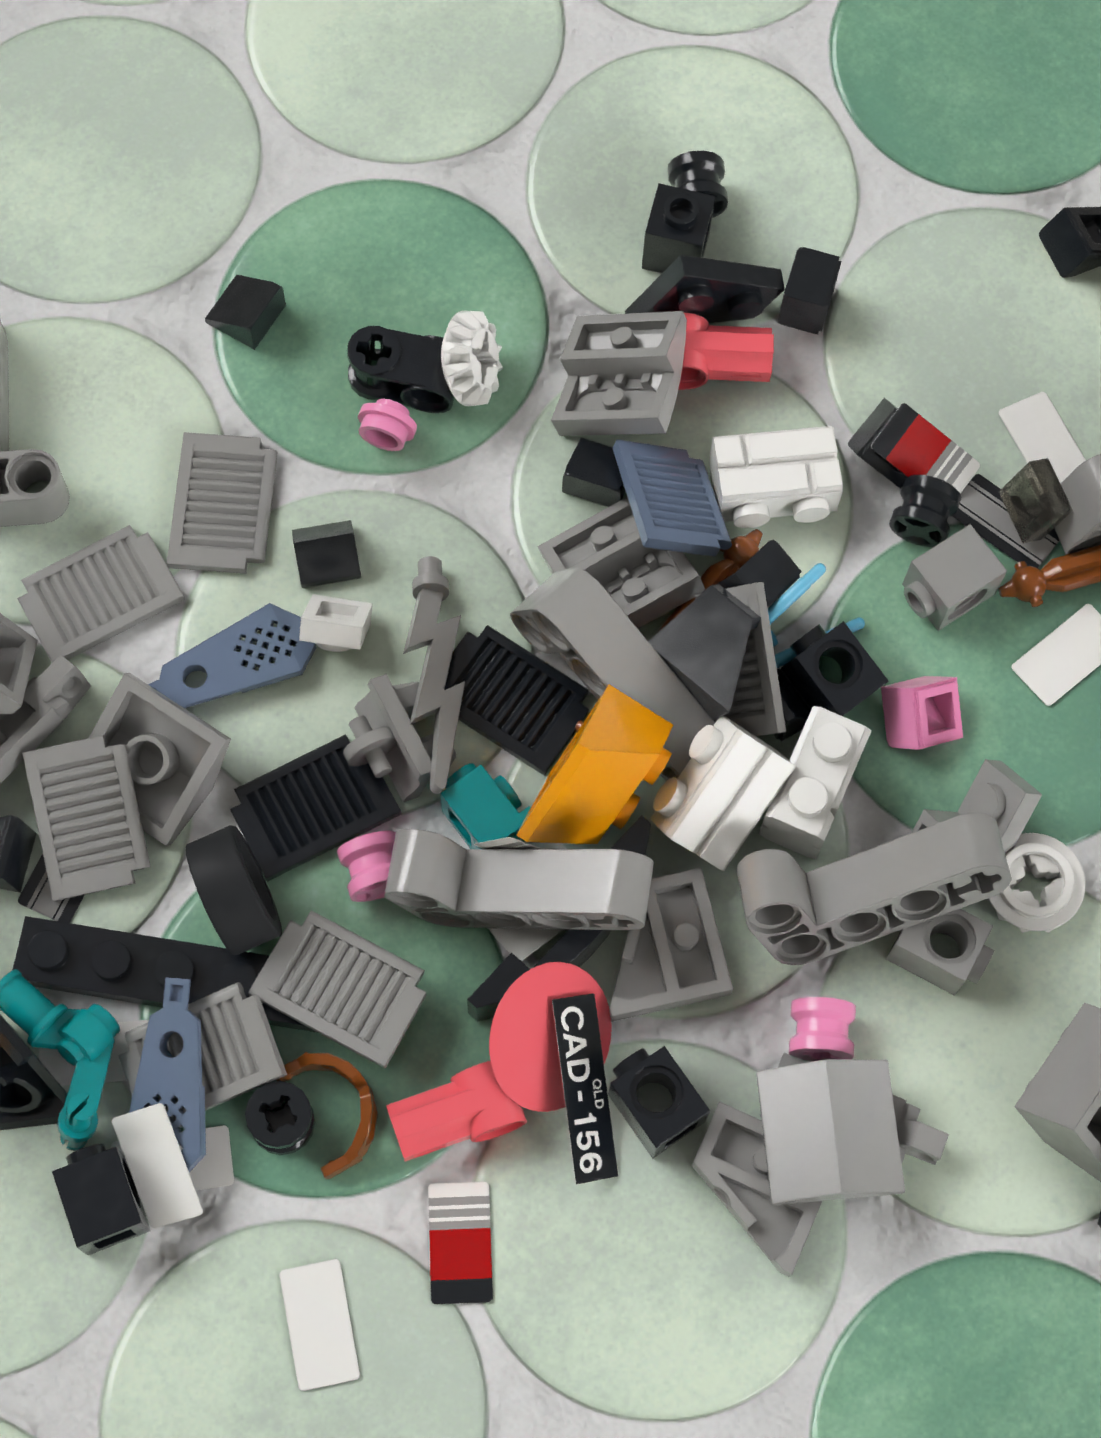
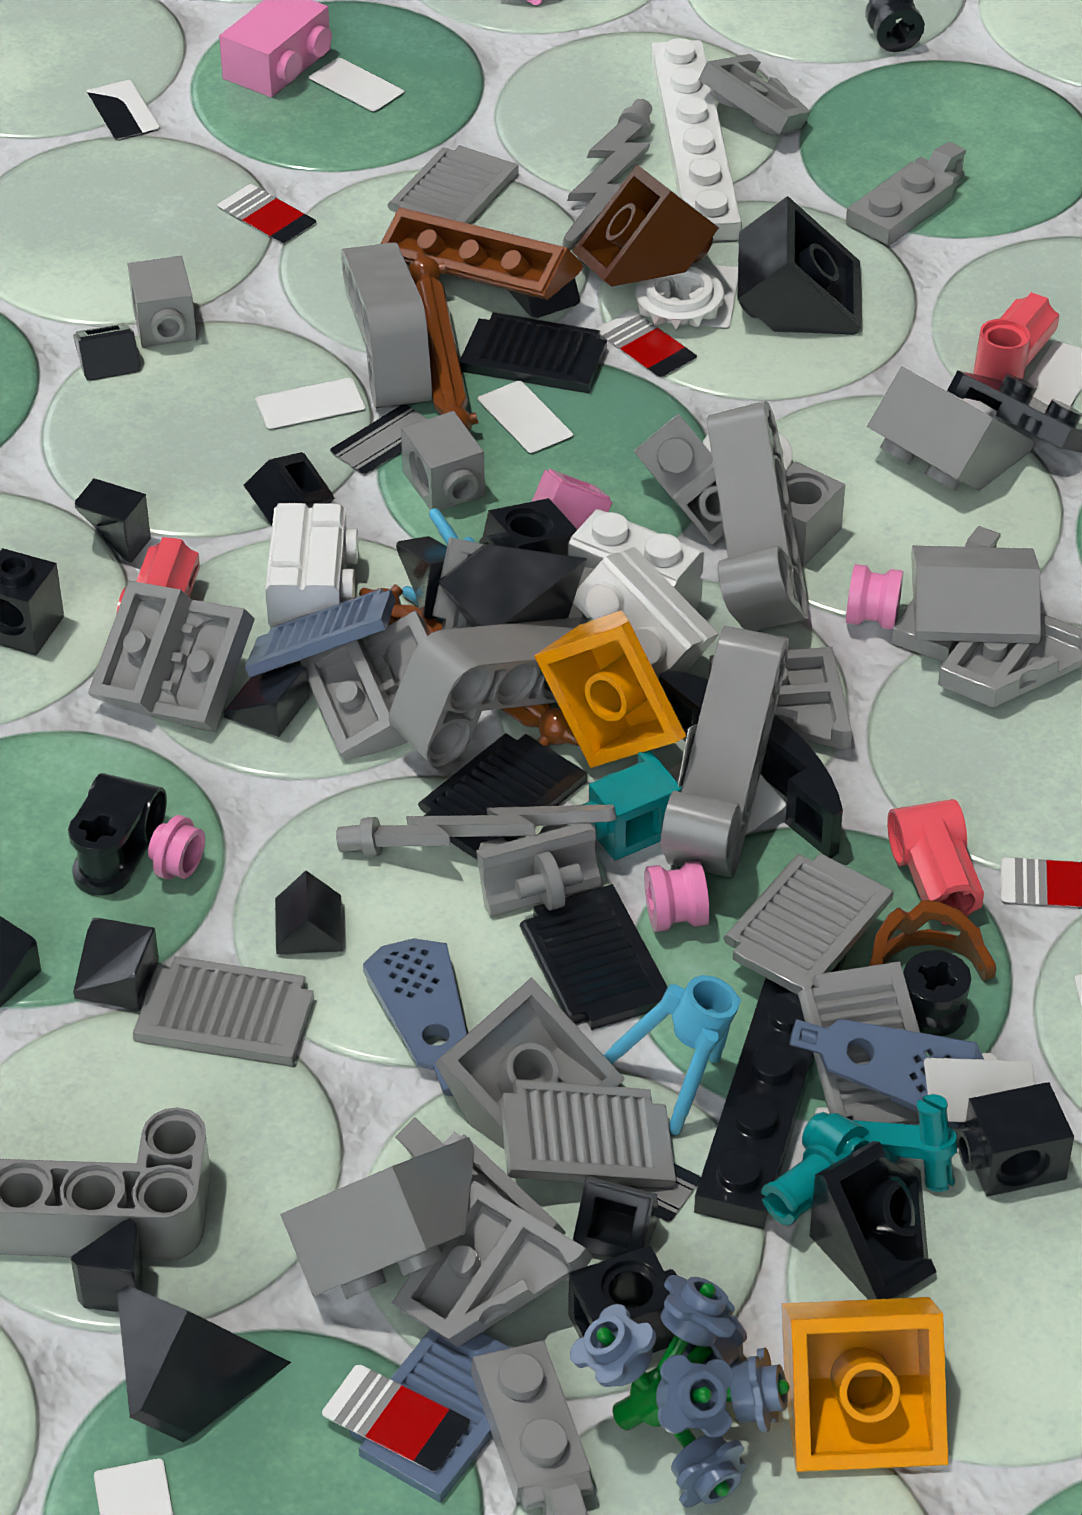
camera: 80 degrees left, 25 degrees down
(98, 593) = (311, 1125): light grey window -> none
(167, 886) = (700, 1021): none -> medium azure plant
(233, 890) = (697, 952): black tyre -> none
(250, 404) = (116, 963): none -> black slope
(335, 623) = (399, 906): white plate -> none
(471, 358) = (122, 759): white gear -> none
(525, 1038) = (872, 768): coral sticker -> none
(585, 1088) = (921, 758): black sticker -> none
(657, 1129) = (936, 711): black brick -> none
(711, 289) = (100, 572): black wing -> none
(922, 449) = (314, 461): sticker -> none
(925, 510) = (370, 472): black wheel -> none
(1035, 500) = (379, 397): clear smoke tile -> none

